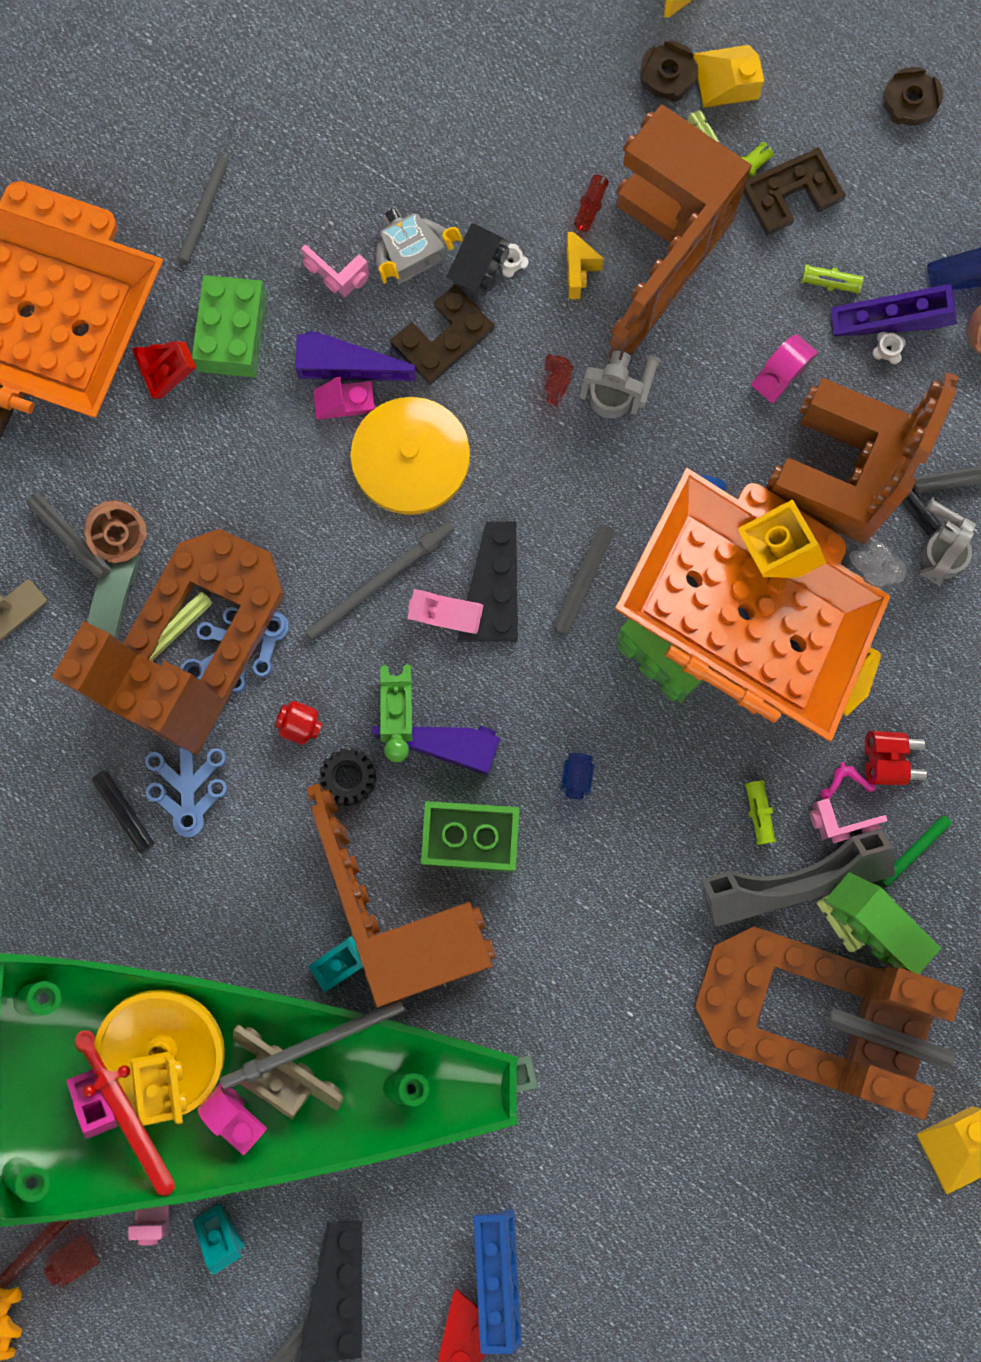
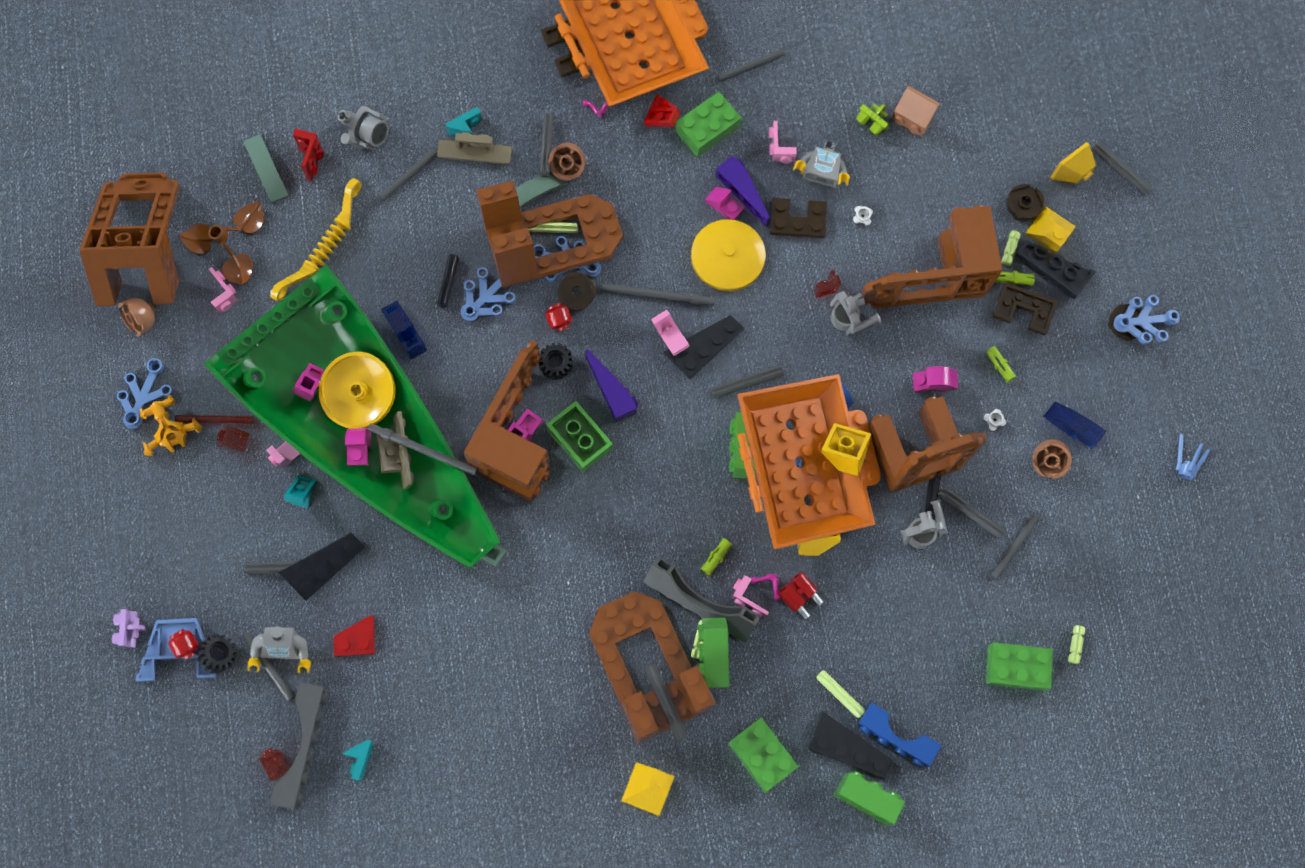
camera: 40 degrees right, 5 degrees down
(61, 440) = (586, 103): none -> dark pink piece
(124, 1113) = (318, 397): red sword -> none
(133, 922) = (404, 330): none -> clear blue slope
(157, 1088) = (341, 401): yellow bracket -> none
(302, 665) = (582, 282): none -> dark brown plate
(337, 965) = (463, 431): teal slope -> none
(394, 137) = (879, 124): none -> lime hips
(396, 713) = (604, 352): bright green plate -> none
(397, 894) = (526, 425): none -> dark pink brick
(446, 81) = (915, 111): none -> nougat slope
(478, 259) = (846, 200): black brick -> none
(497, 1282) = (393, 629): blue fence -> none
(577, 776) = (653, 459): clear blue brick -> none
(579, 260) = (892, 244): yellow slope -> none
(590, 203) = (925, 225): clear red axle -> none
(790, 111) = (1062, 273): none -> black wing
(879, 564) = (885, 507): clear plate -> none
(897, 313) = (1015, 408): dark purple slope -> none
(917, 100) = (1145, 321): none -> medium blue plant
(918, 848) = (767, 644): green bar -> none

